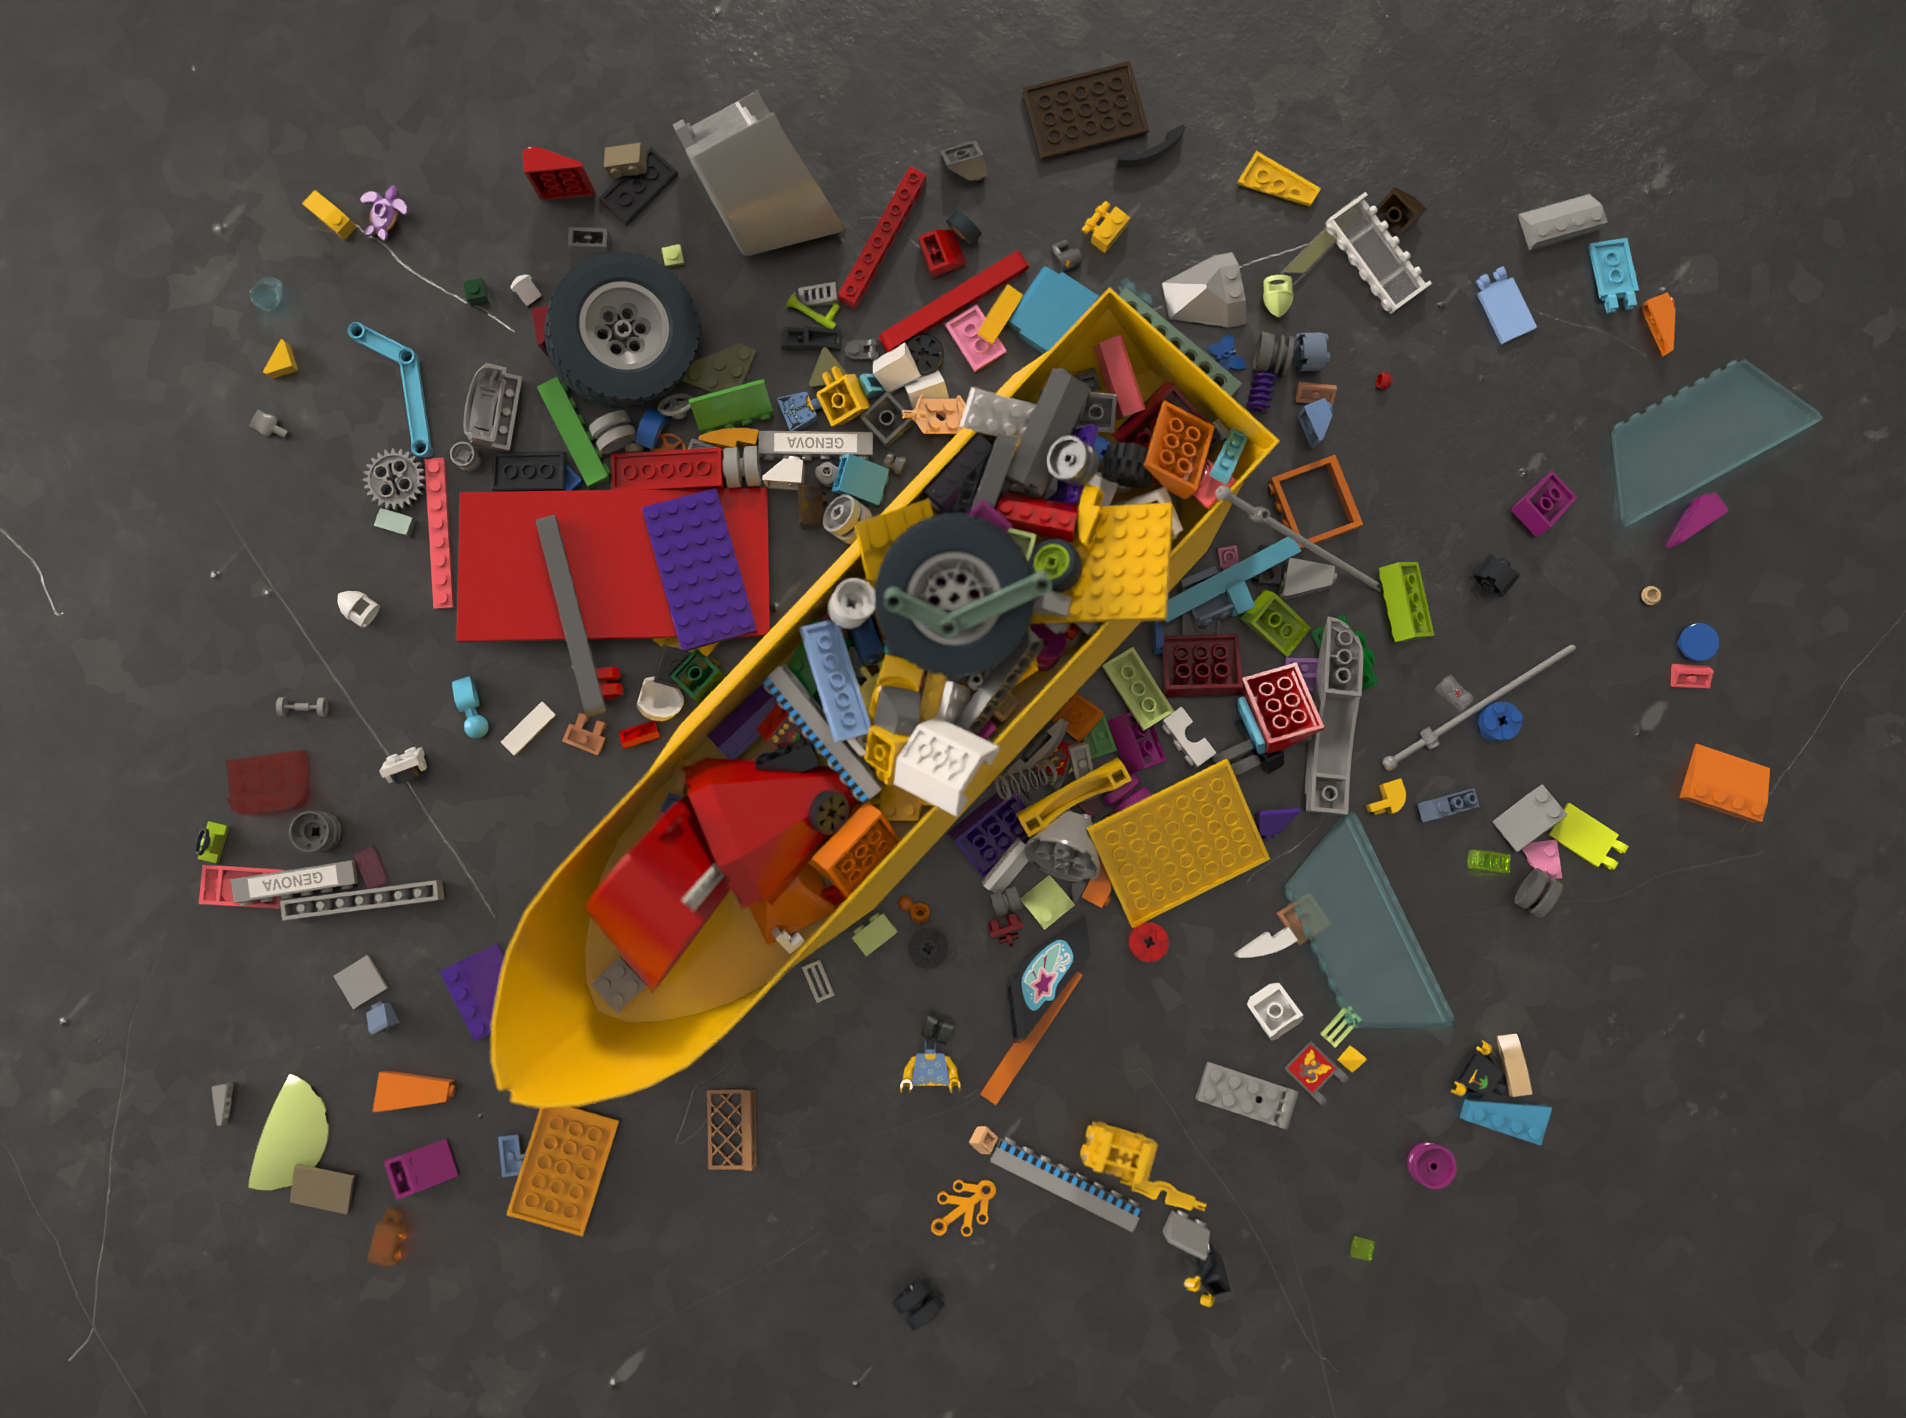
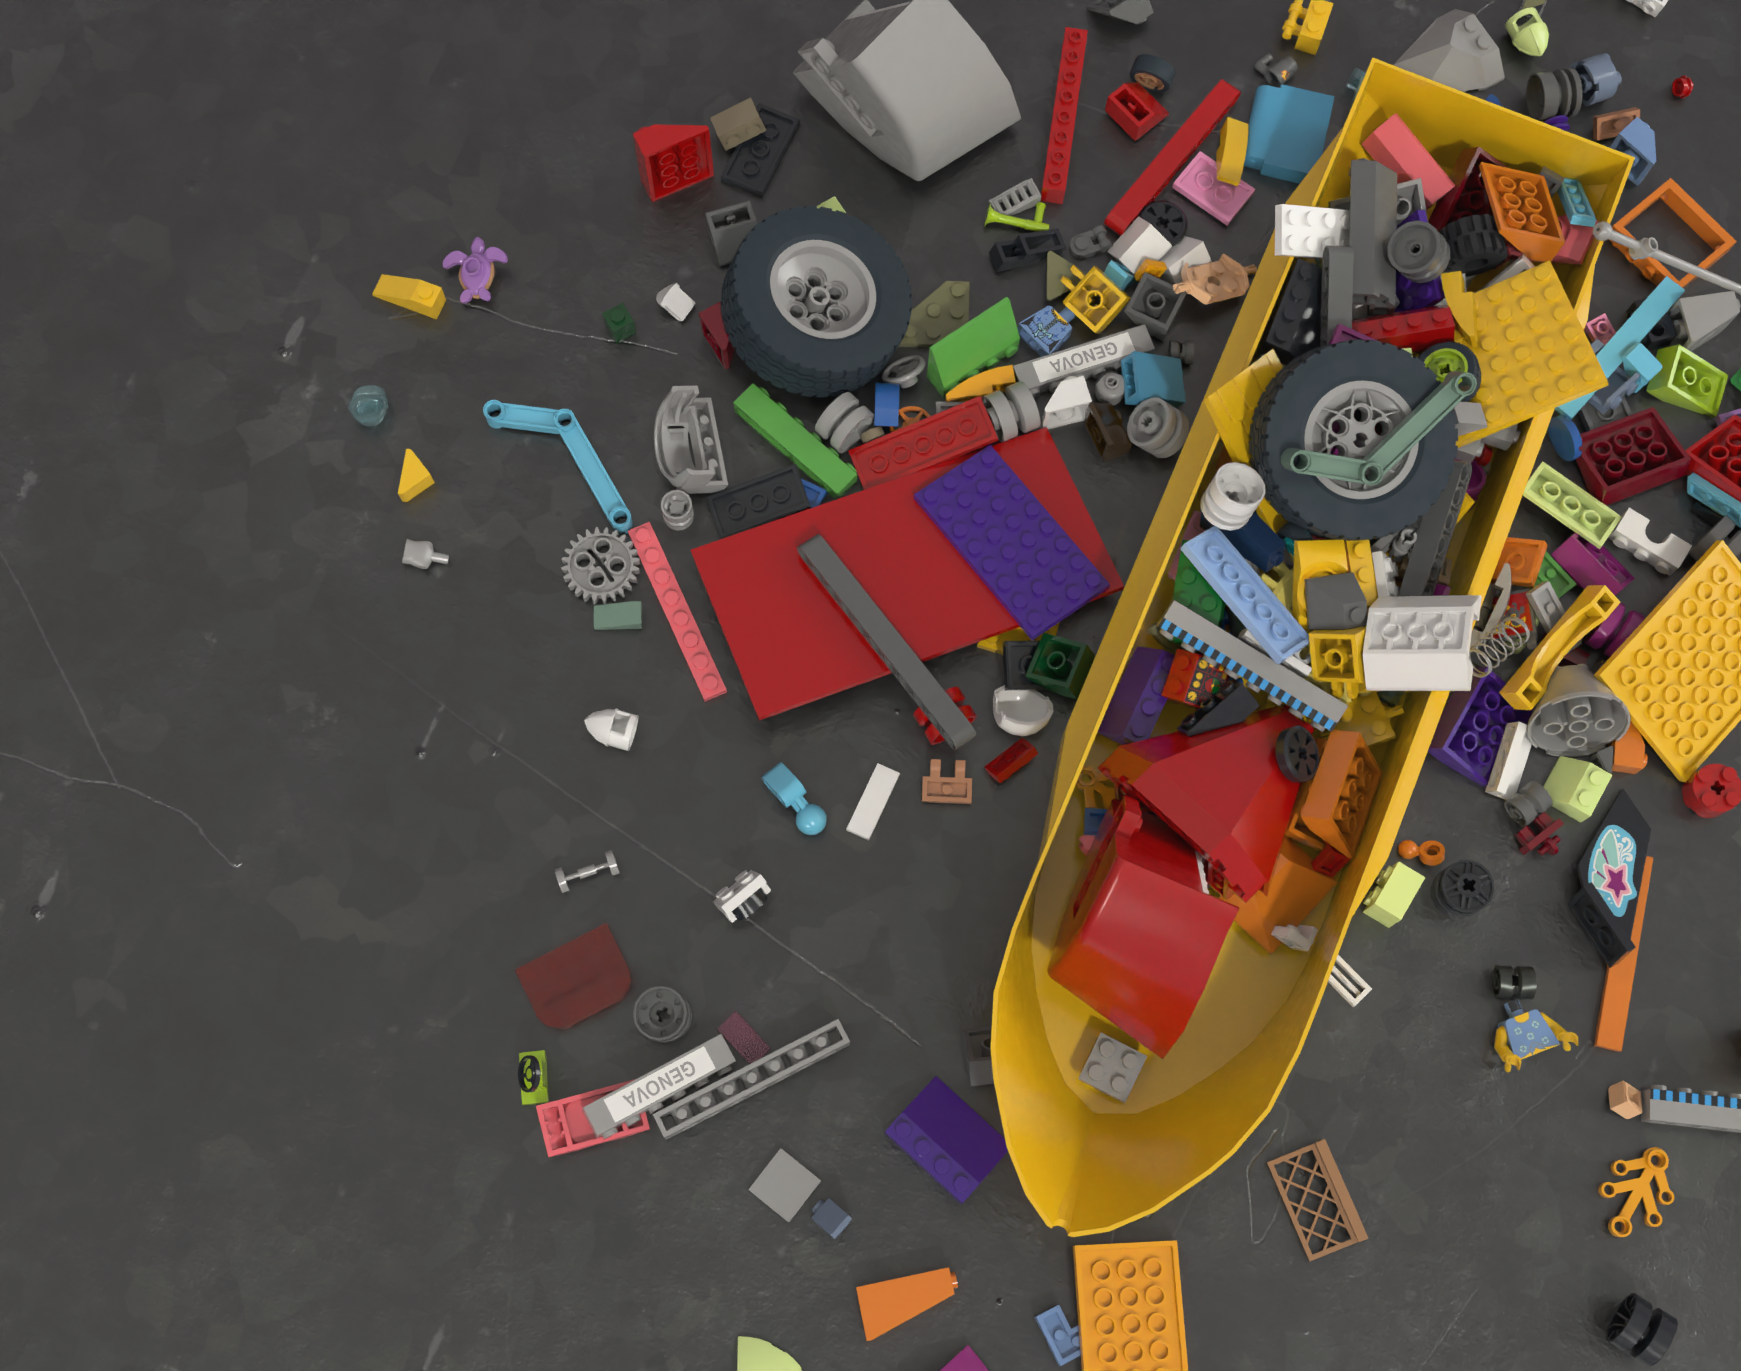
camera: 20 degrees left, 10 degrees down
(896, 390) = (1152, 267): none -> light orange tile

